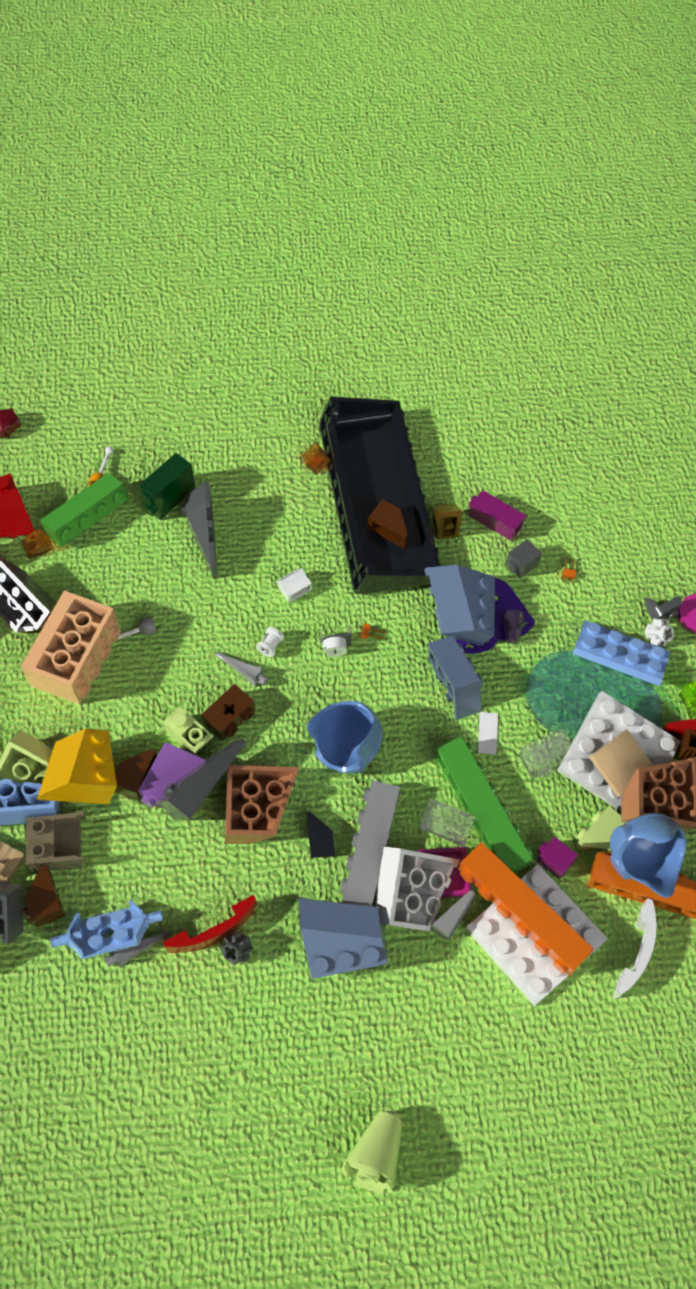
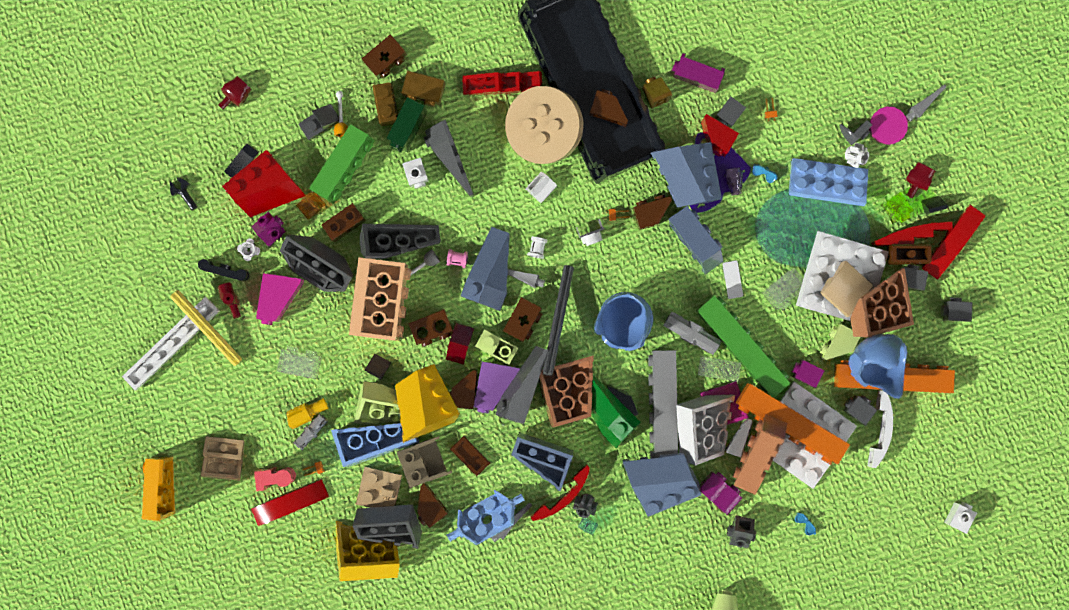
camera: 10 degrees left, 25 degrees up
(44, 724) = (377, 366): none -> black slope
(64, 565) = (343, 222): none -> reddish brown brick
(77, 469) = (319, 121): none -> dark grey slope
(115, 853) = (470, 455): none -> reddish brown tile
(116, 591) = (395, 239): none -> dark grey wedge
(120, 689) = (429, 323): none -> reddish brown brick
(146, 723) = (459, 343): none -> dark red slope
(153, 457) = (385, 103): none -> pearl gold brick
(161, 537) = (415, 173): none -> white brick
(168, 425) = (389, 48): none -> reddish brown brick
(176, 631) = (457, 258): none -> bright pink bush
(203, 657) = (488, 276): none -> sand blue wedge
(204, 875) = (544, 458): none -> sand blue wedge
(205, 462) = (423, 88): none -> pearl gold brick
(233, 976) = (588, 525): none -> clear light blue piece
(268, 720) = (558, 320): none -> dark grey axle
(278, 477) = (500, 83): none -> red slope
(301, 845) = (611, 415): none -> green wedge
(315, 458) = (525, 56): clear orange slope -> none
(315, 520) = (544, 125): none -> tan brick
(410, 636) = (650, 213): none -> reddish brown slope
(413, 977) = (718, 492): none -> magenta brick
(424, 776) = (692, 333): none -> light grey piece
(429, 1034) = (741, 532): none -> dark grey brick
(474, 933) = (760, 454): none -> nougat wedge
(508, 577) = (719, 135): none -> red slope
(512, 1042) = (809, 528): none -> dark azure piece
(555, 632) = (770, 175): none -> dark azure piece
(614, 917) = (859, 409): none -> dark grey brick

